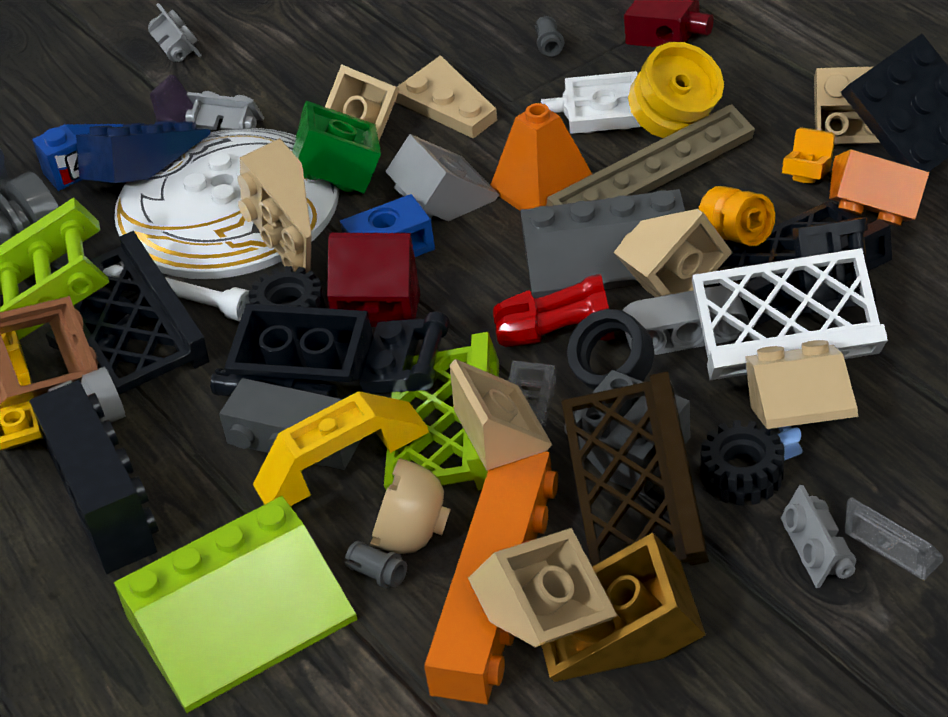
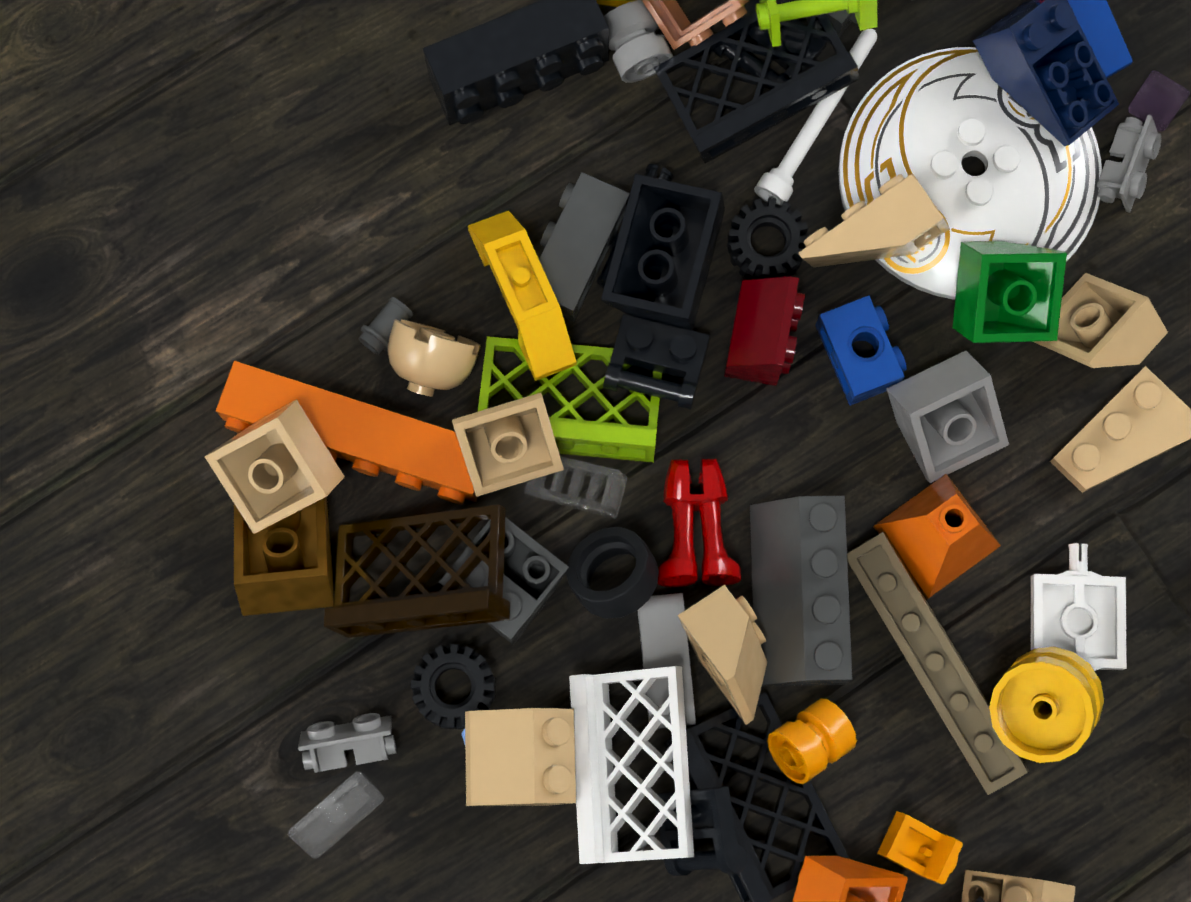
camera: 90 degrees right, 35 degrees up
(234, 603) = (355, 198): lime slope -> none

